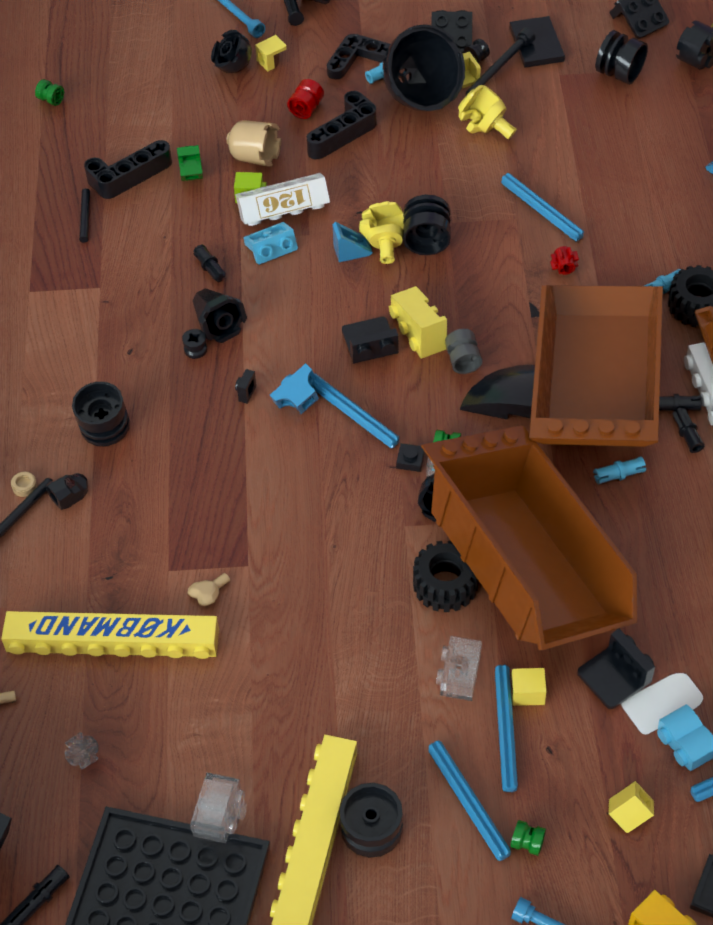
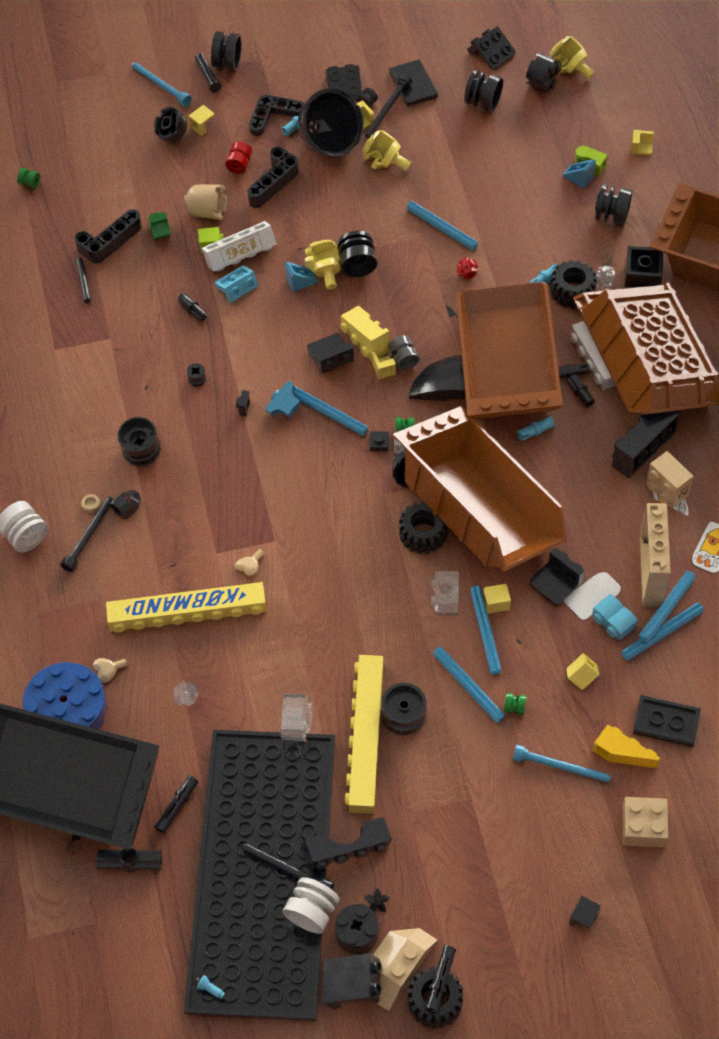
camera: 10 degrees left, 5 degrees up
(219, 314) = (210, 348): black cone -> none
(435, 365) = (383, 366): none -> light yellow panel

